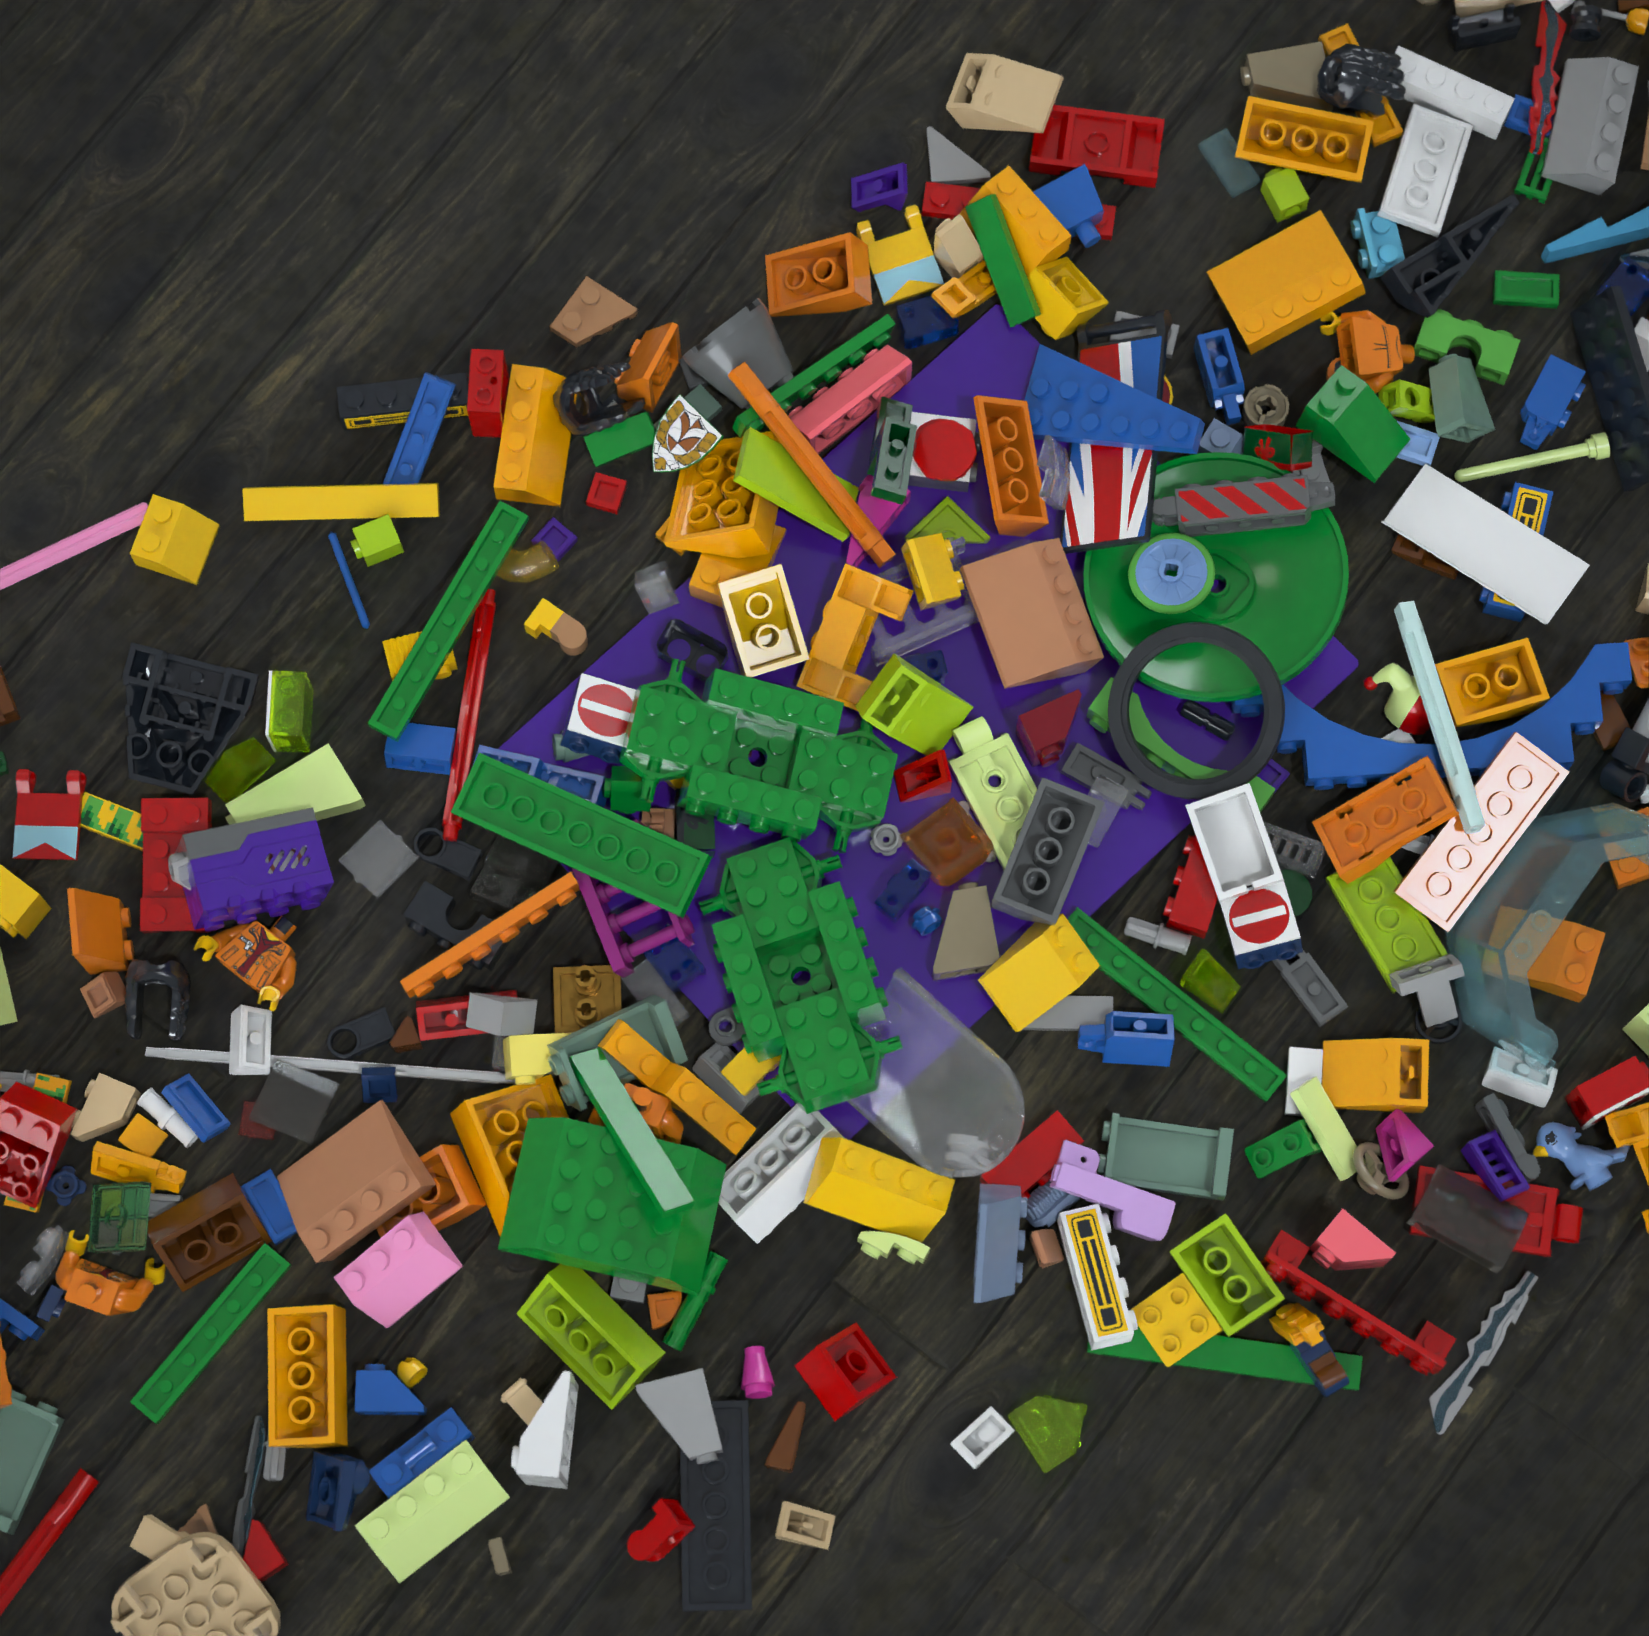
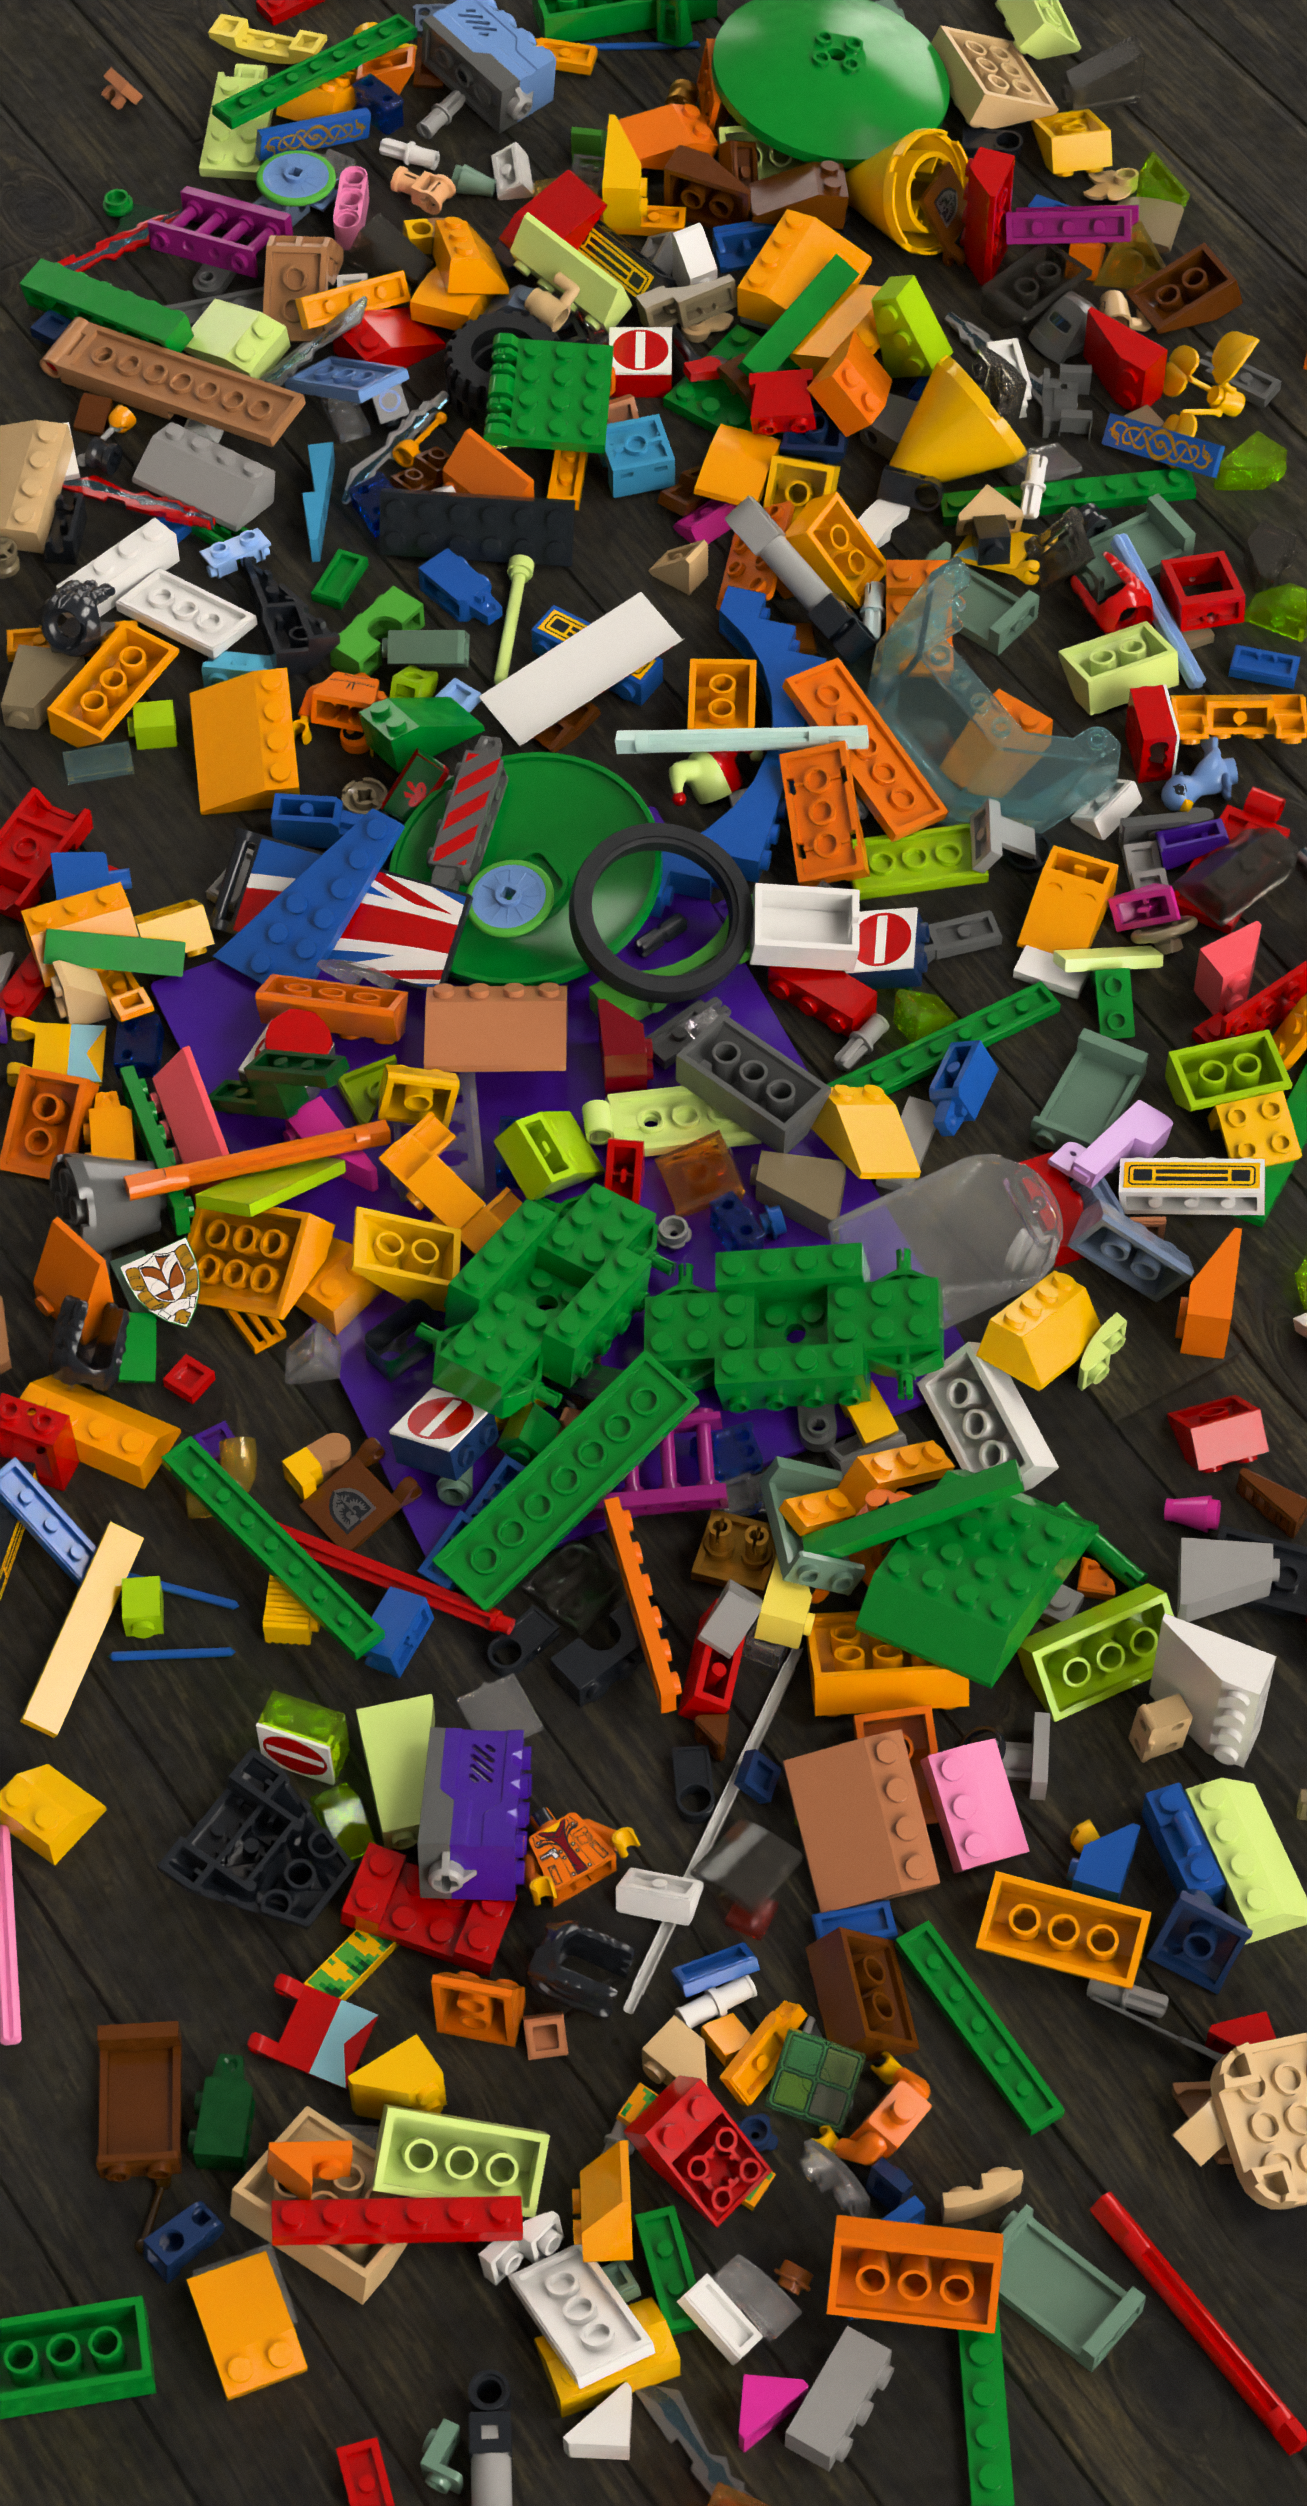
camera: 70 degrees left, 20 degrees down
(70, 1385) = (995, 2190): none -> tan slope
(409, 578) = (195, 1594): none -> blue axle
(469, 1289) = (1023, 1760): none -> light grey piece
(532, 670) = (355, 1501): none -> reddish brown flag
(820, 334) = (110, 1128): none -> light orange hinge
(968, 1328) = (1207, 1310): none -> orange slope
(1453, 1134) = (1143, 864): none -> light grey slope
(1515, 183) = (223, 555): none -> light blue hinge

